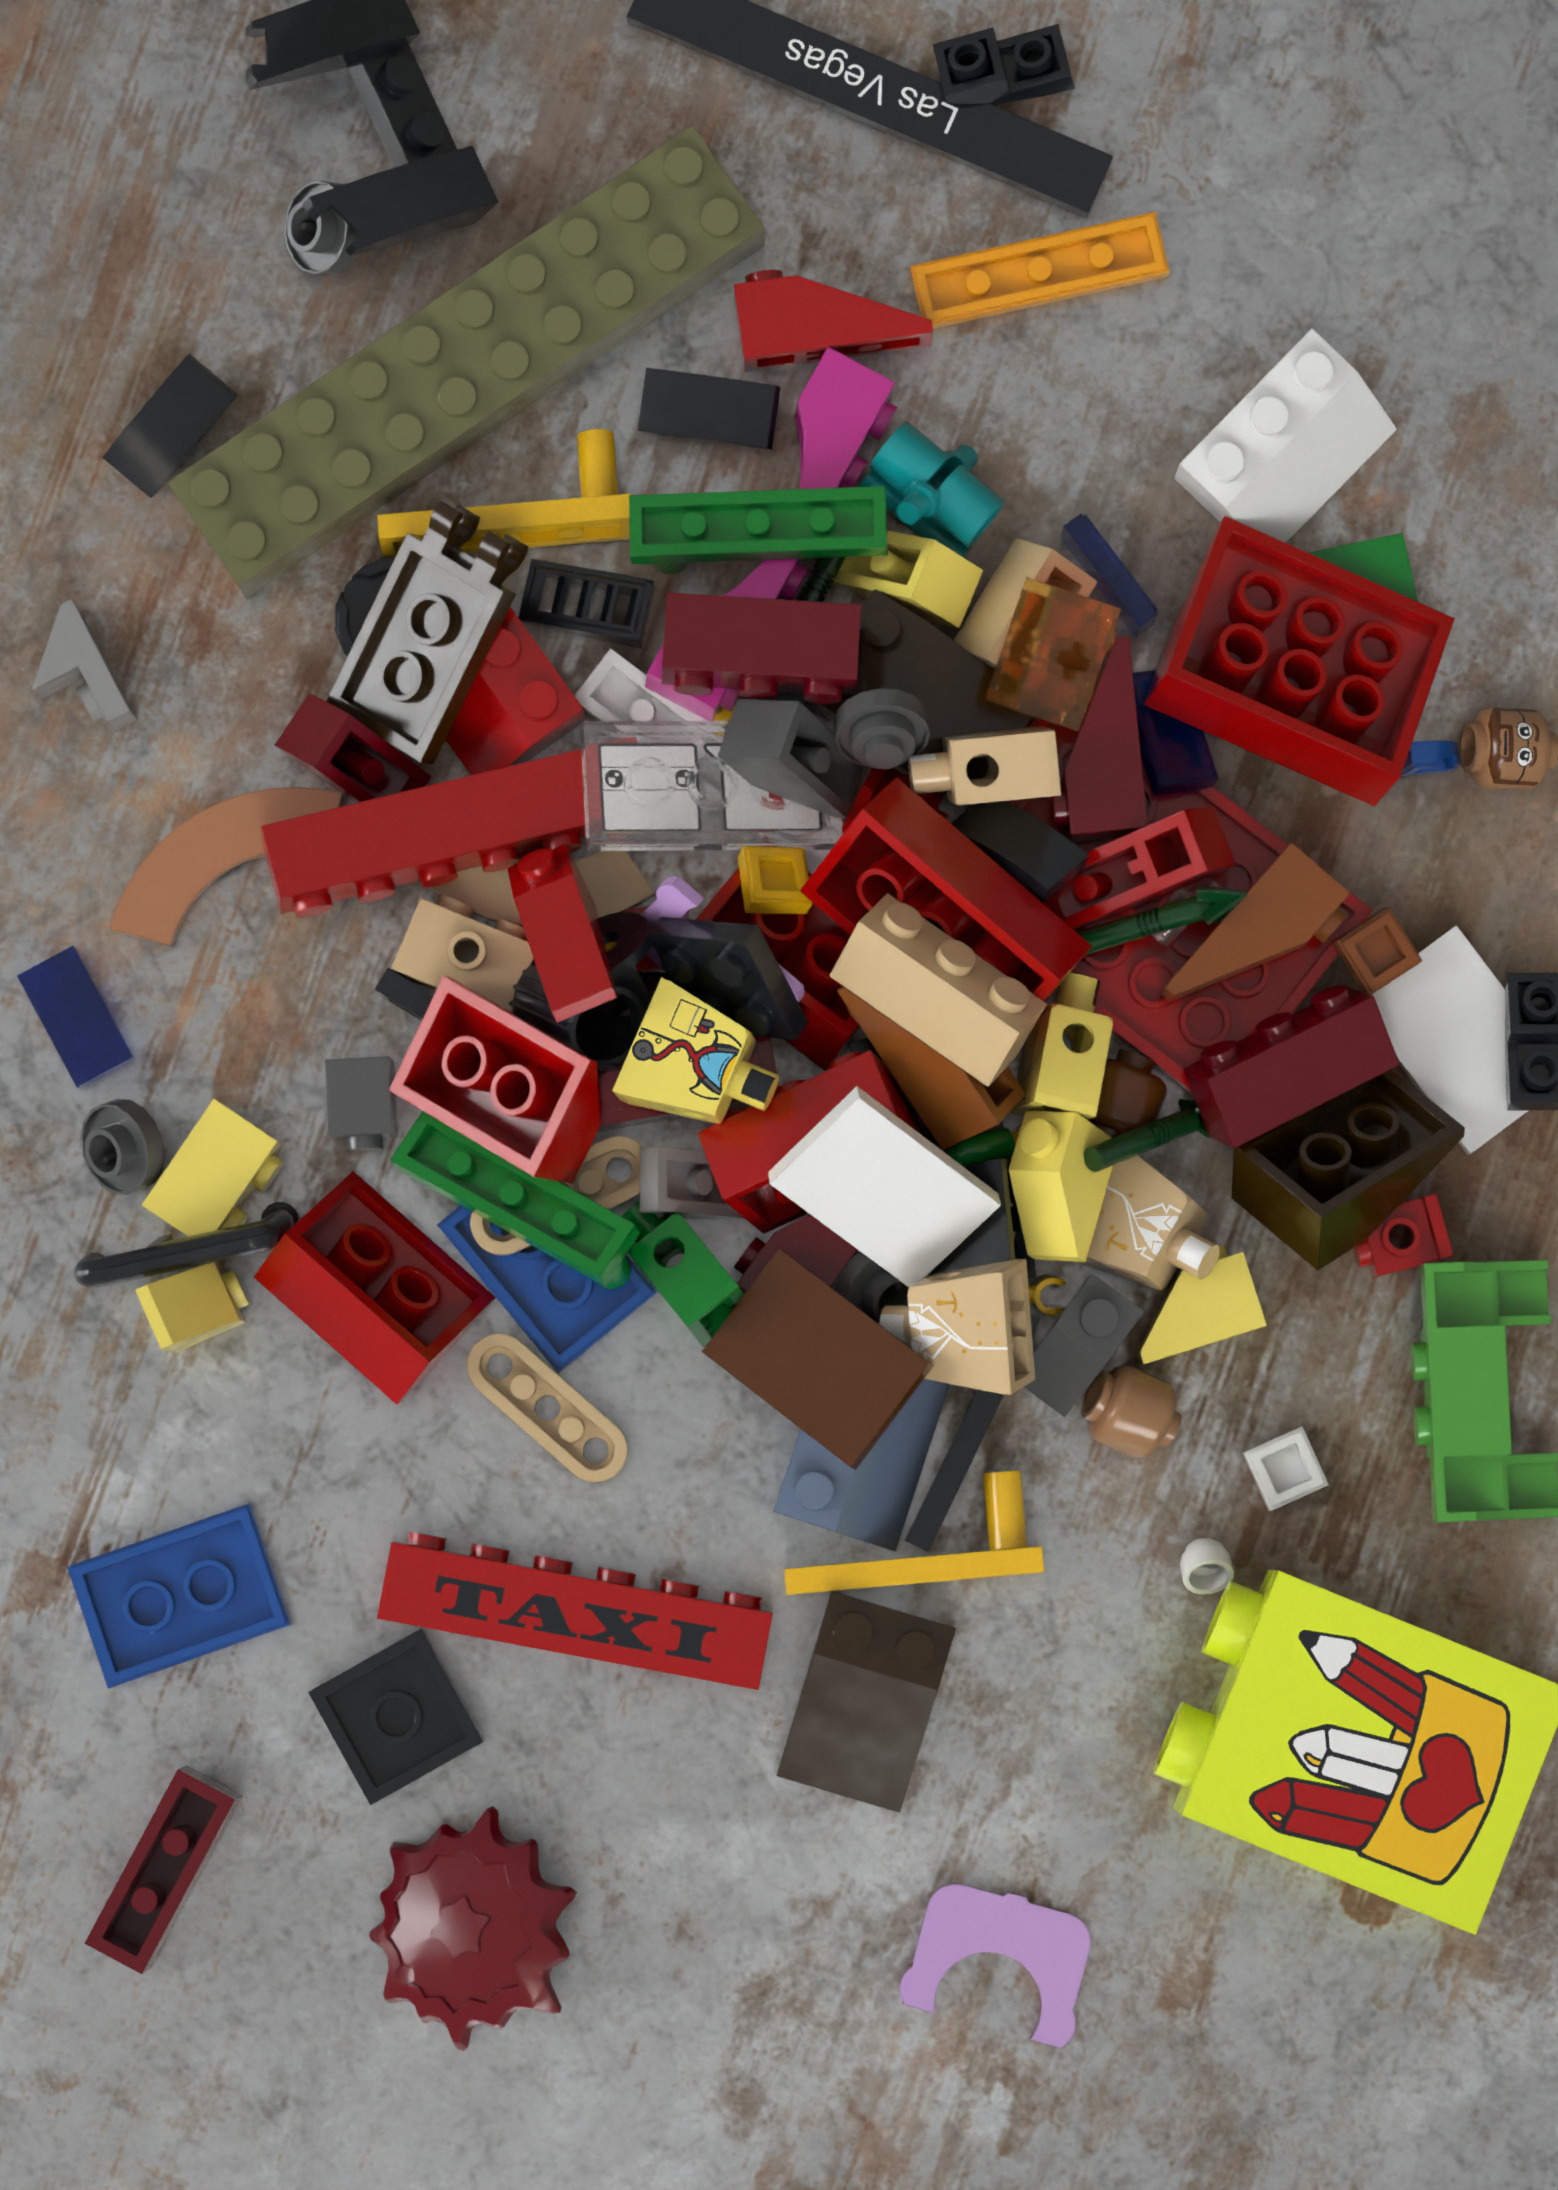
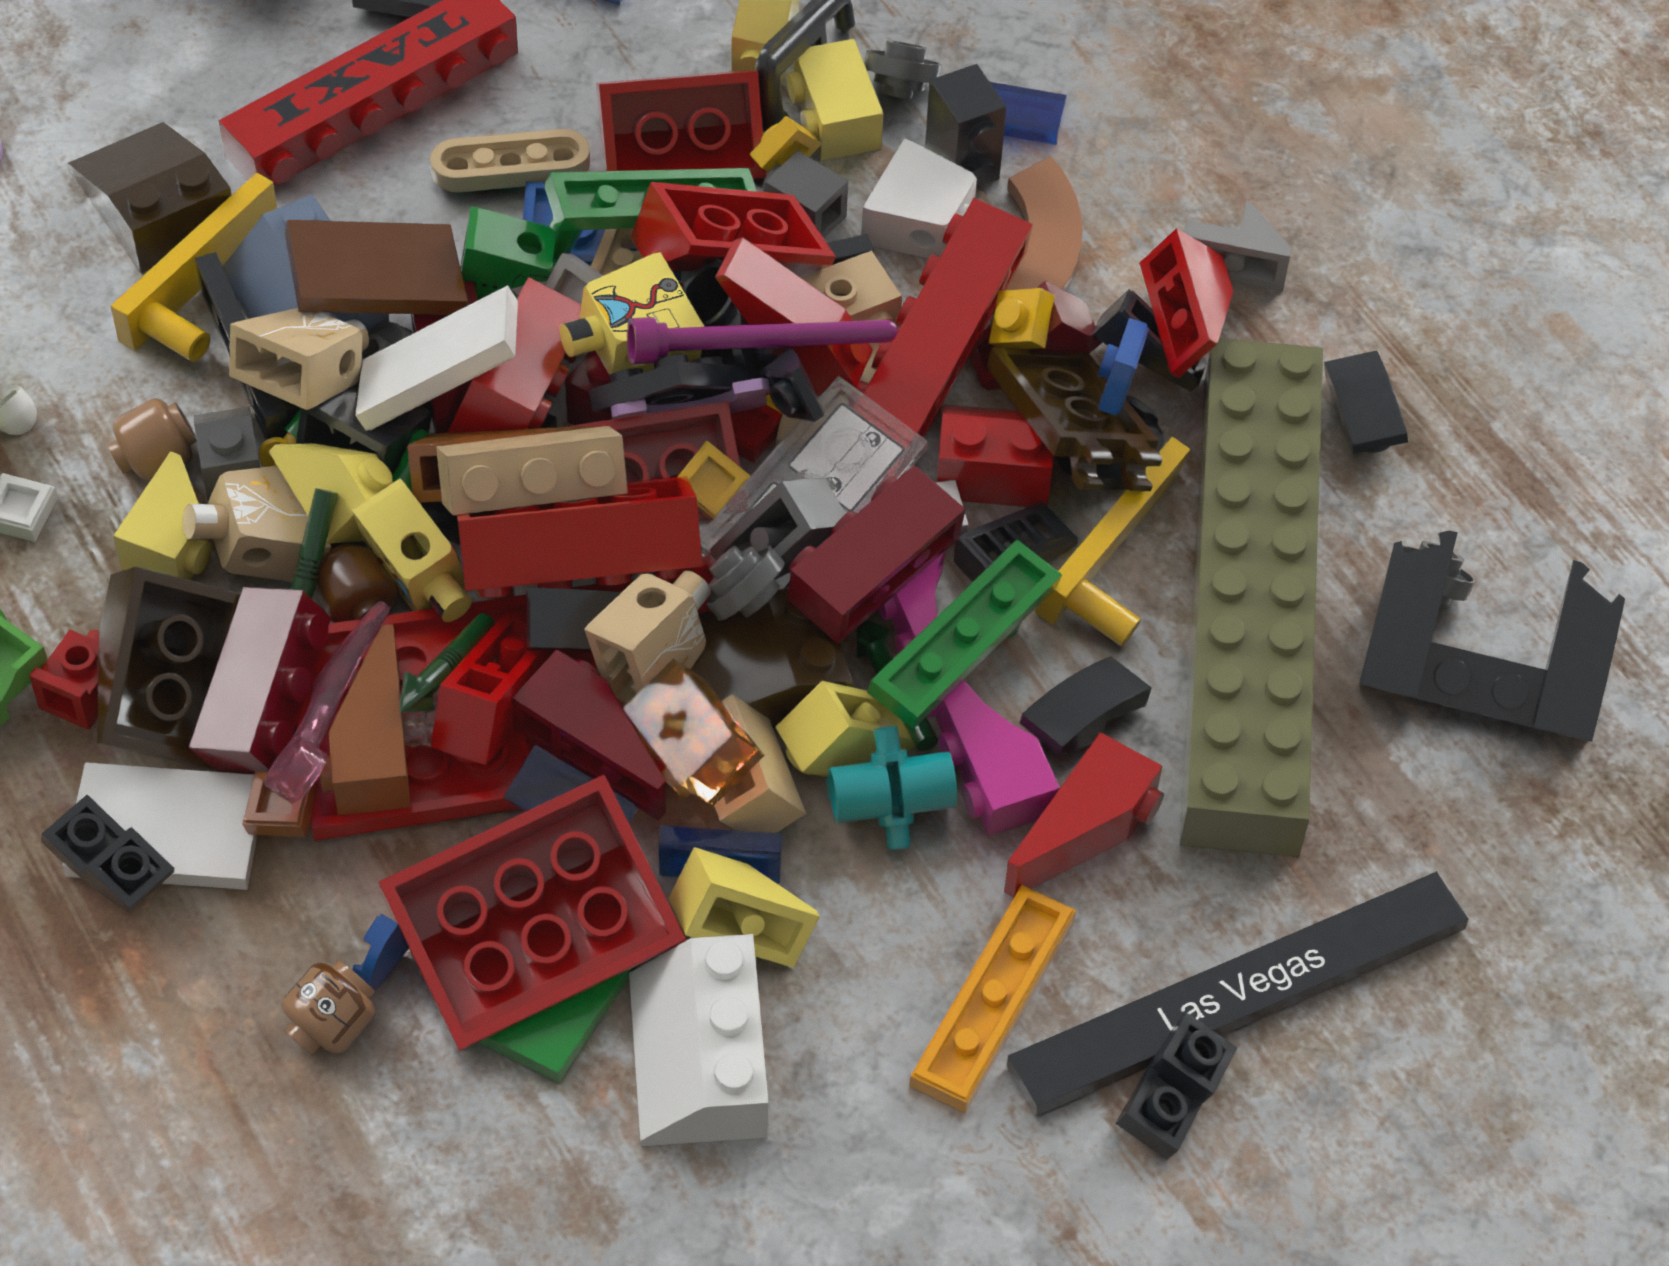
camera: 125 degrees right, 30 degrees down
(170, 1003) = (967, 122): none -> black brick
(209, 640) = (1187, 296): none -> red slope
(274, 986) = (916, 201): none -> white torso
(291, 683) = (1112, 327): none -> black slope
(326, 1161) = (782, 142): none -> yellow plate
(351, 626) = (1120, 365): none -> blue plate
(366, 762) = (1021, 318): none -> yellow plate
(641, 870) = (789, 383): none -> black slope
(730, 994) = (652, 340): none -> magenta piece
(1152, 513) = (734, 898): none -> light yellow slope
(1251, 997) = (301, 759): none -> clear pink piece

